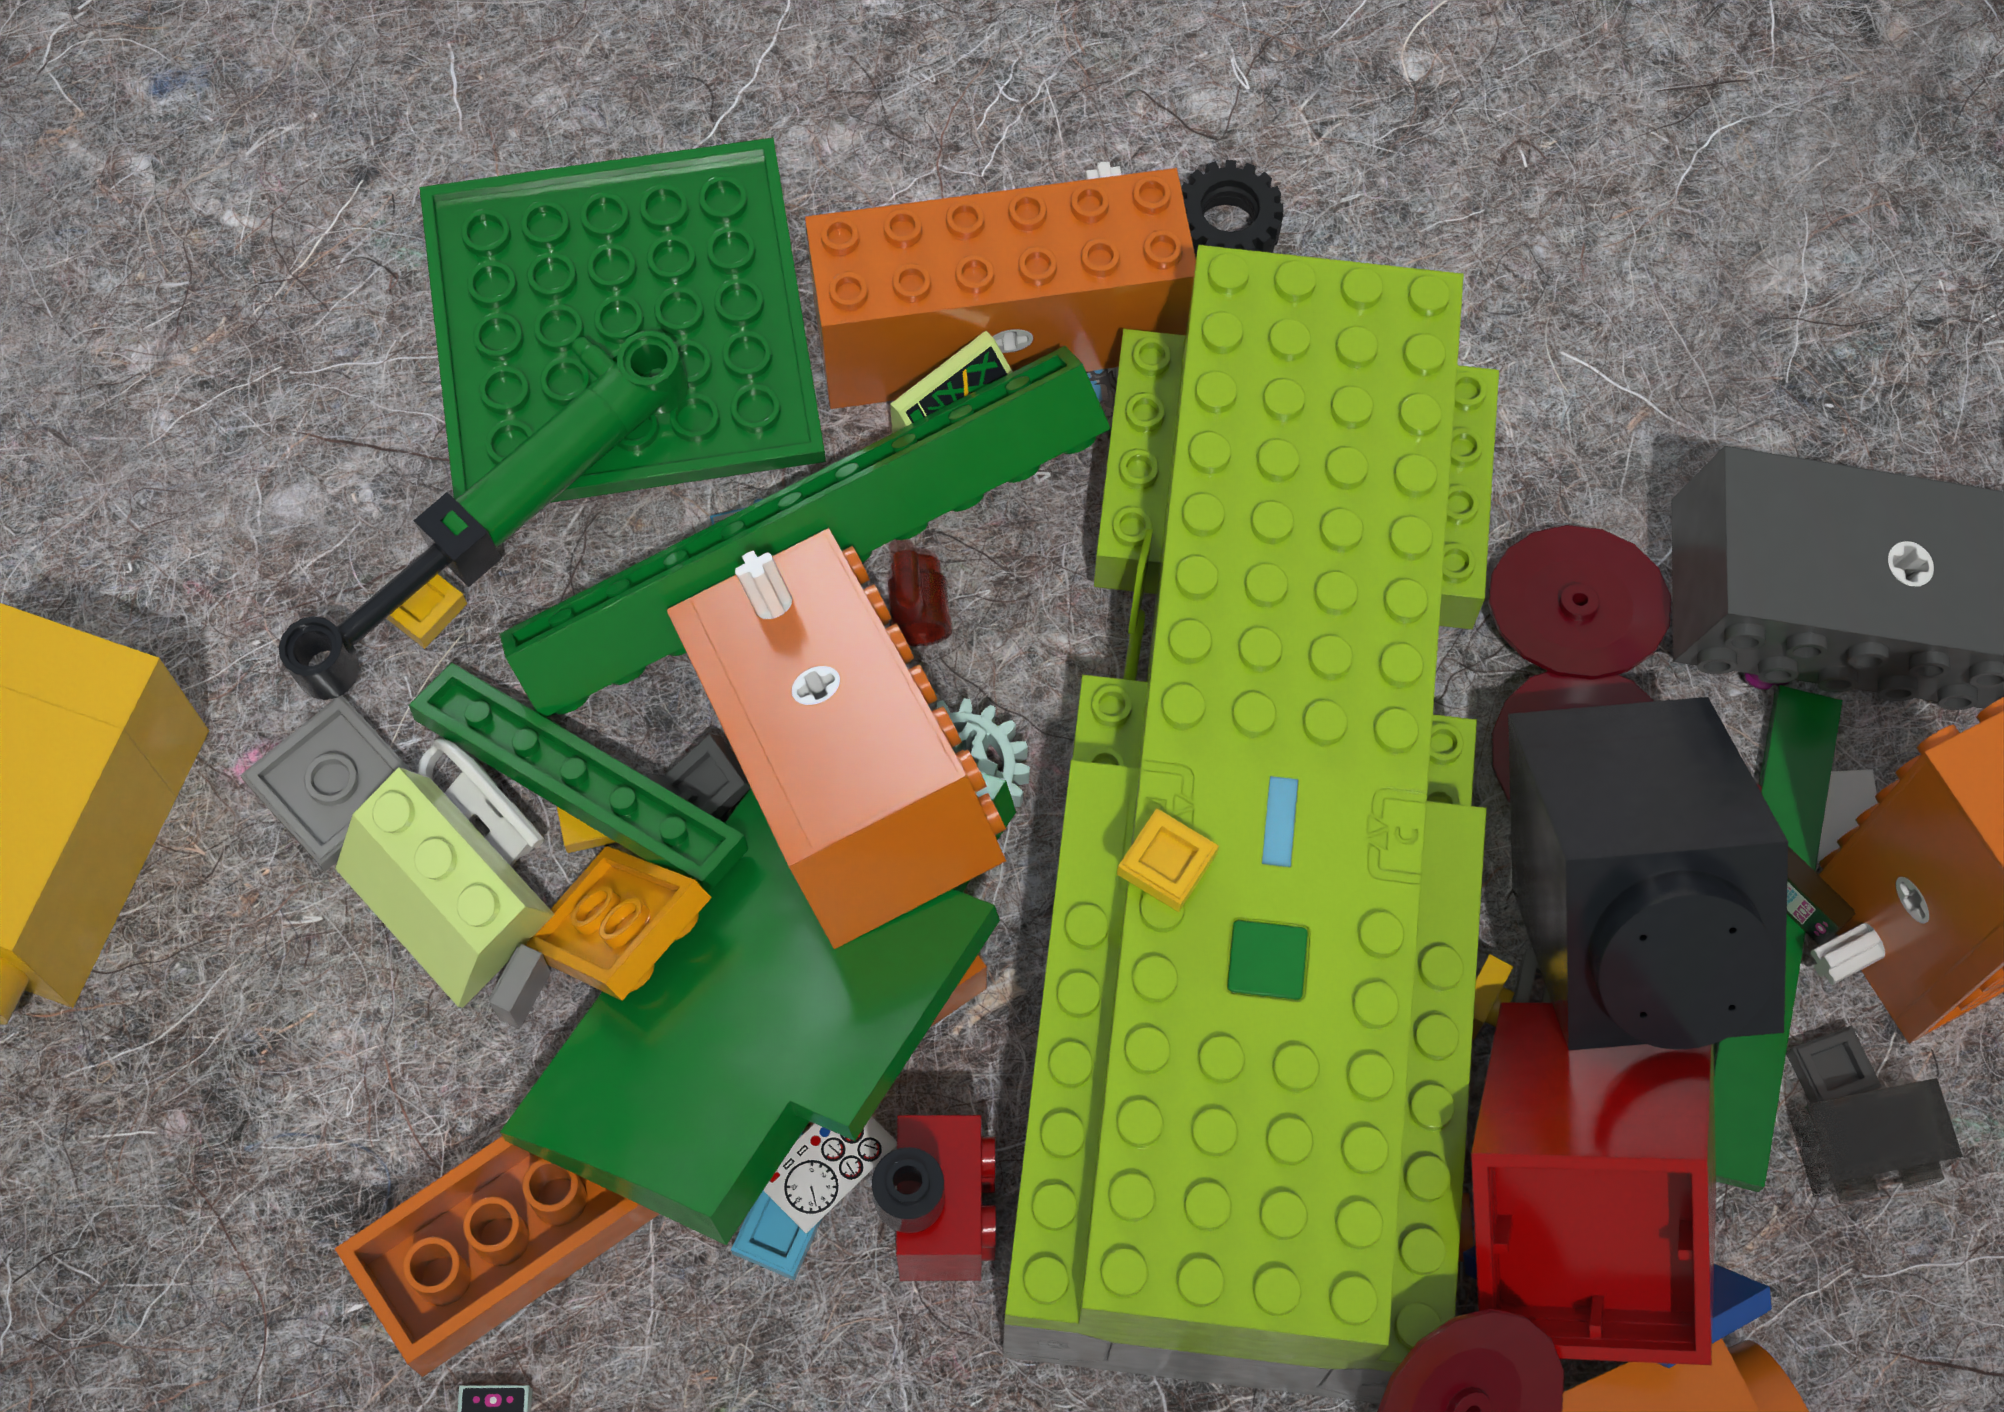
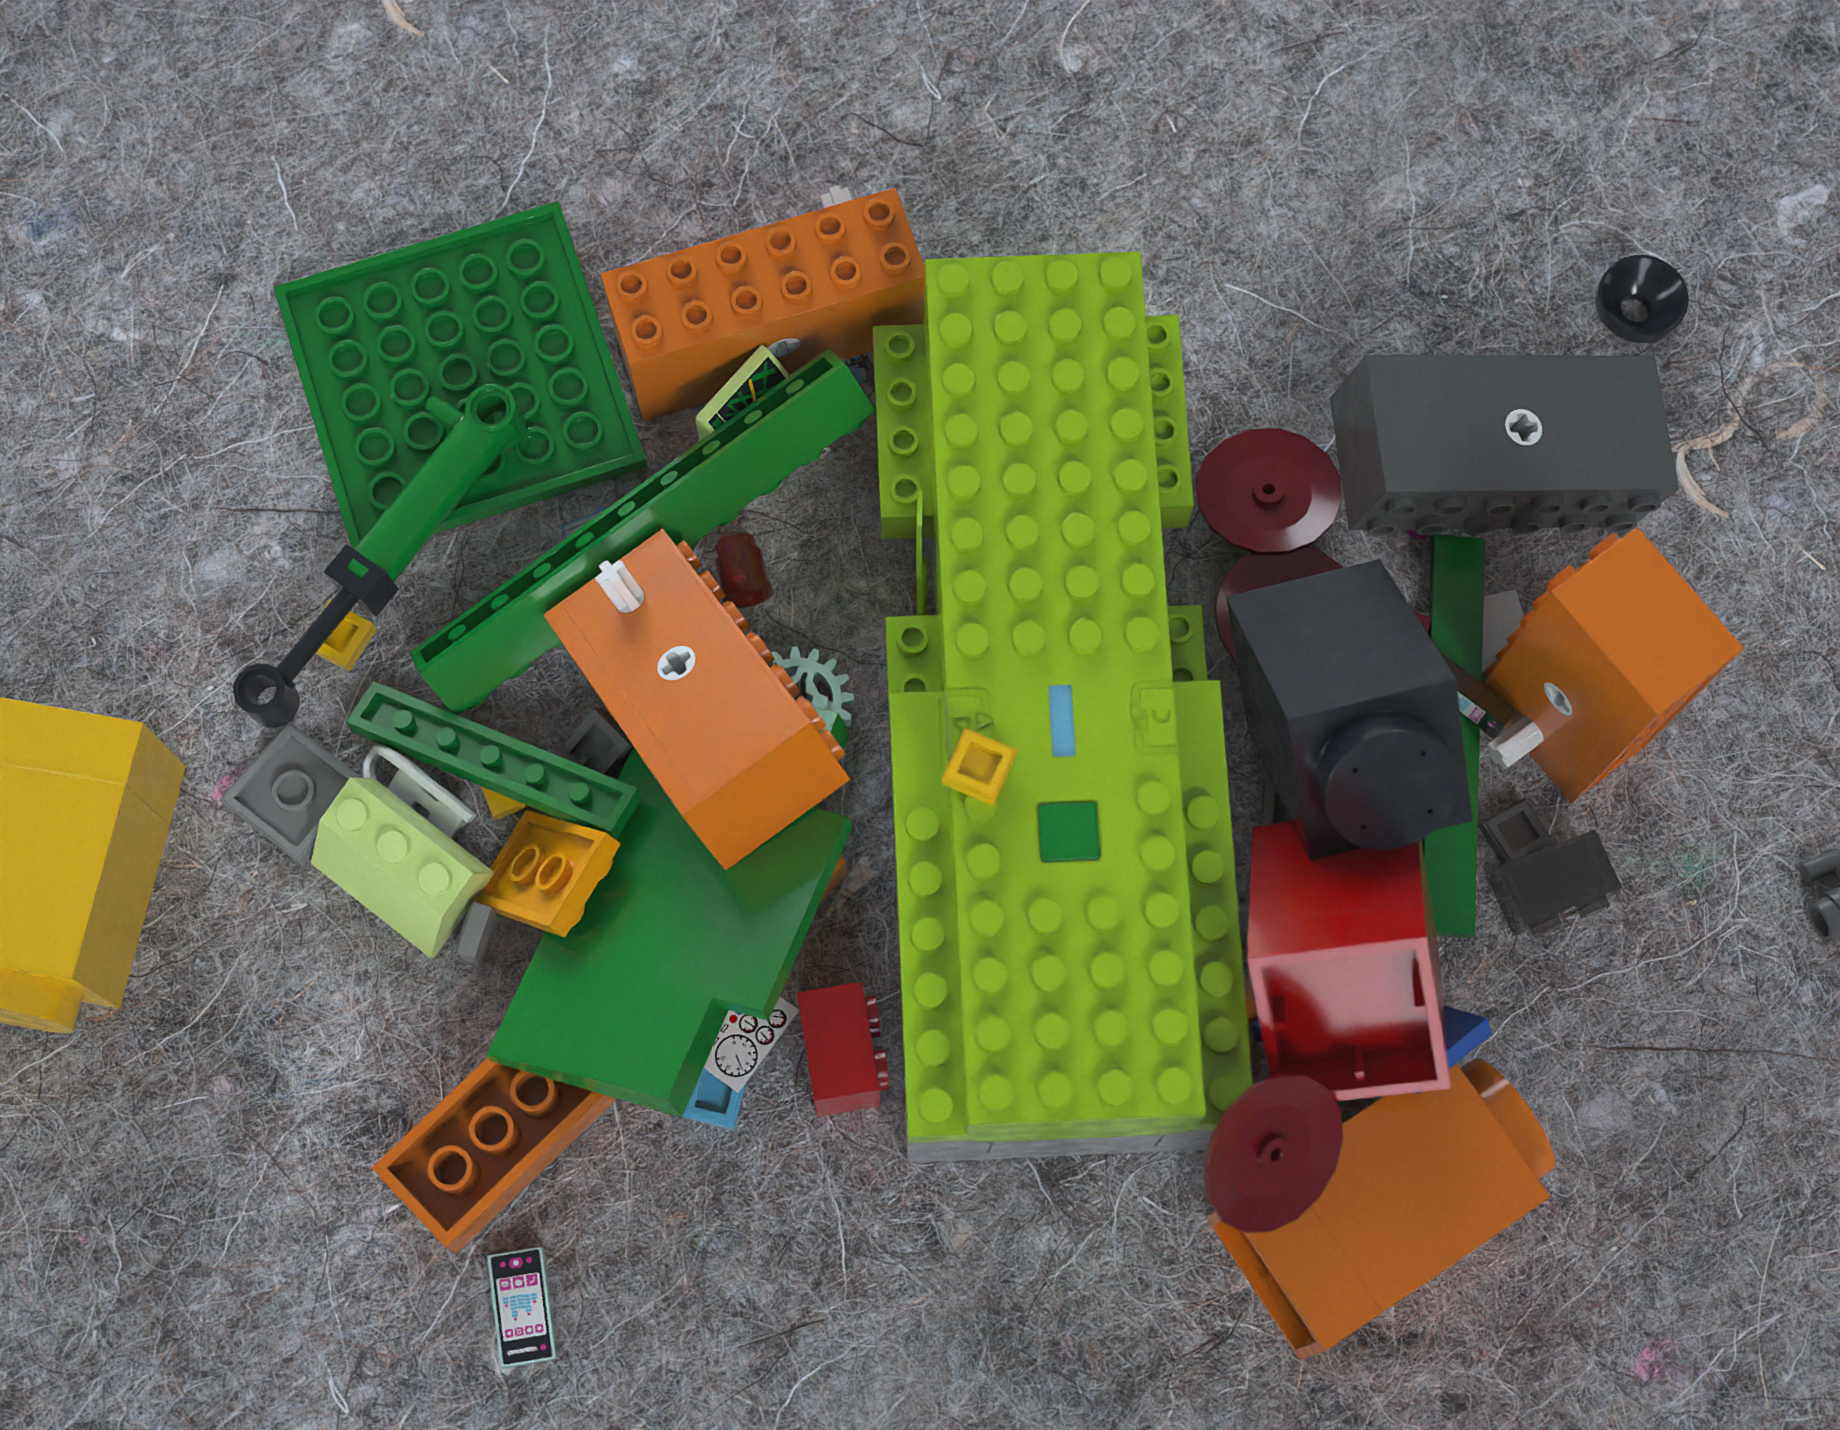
camera: 10 degrees left, 5 degrees up
(908, 1211) = (819, 1068): black brick -> none
(1238, 189) = (944, 187): black tyre -> none
(1490, 992) = (1243, 817): yellow plate -> none

